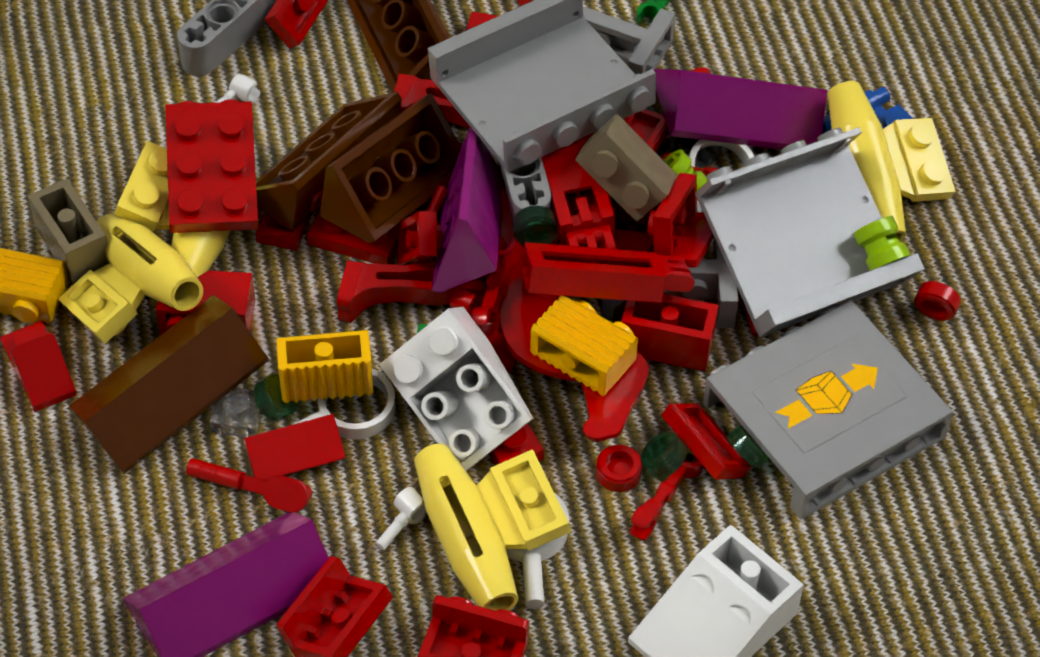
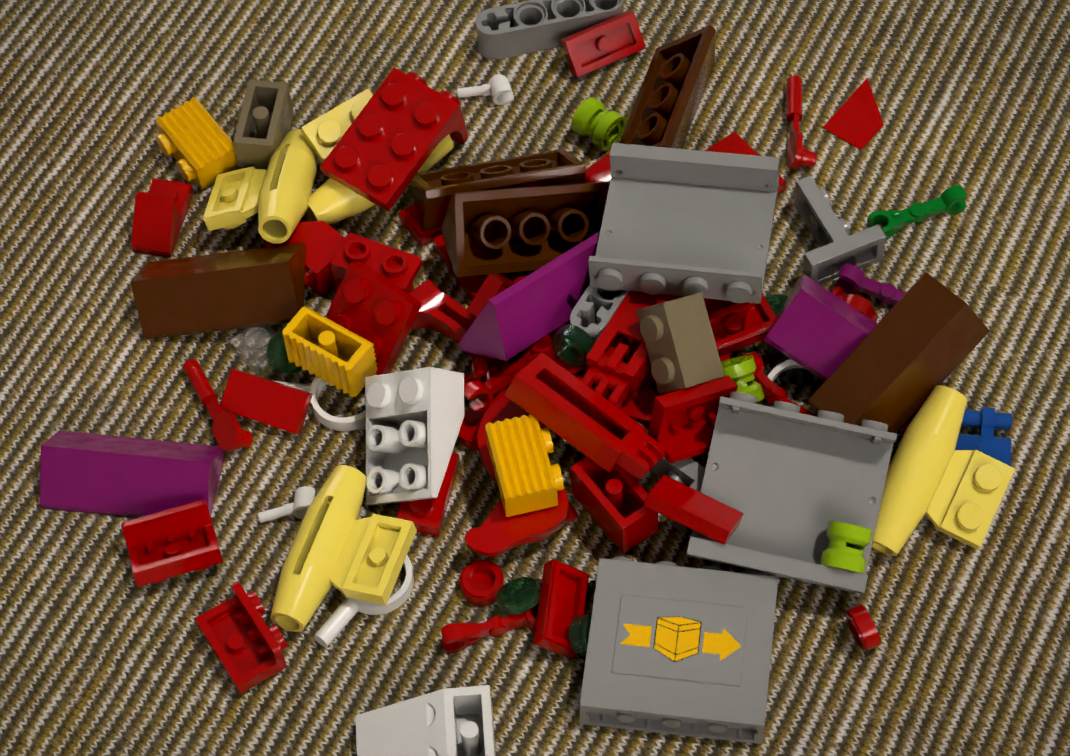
camera: 45 degrees right, 5 degrees up
(293, 287) = (387, 261): none -> red bracket
(325, 305) = (375, 312): none -> red plate
(367, 66) = (596, 122): none -> lime wheel
(731, 56) = (853, 280): none -> magenta piece
(750, 288) = (693, 509): none -> red tile
(788, 76) = (902, 357): none -> reddish brown slope

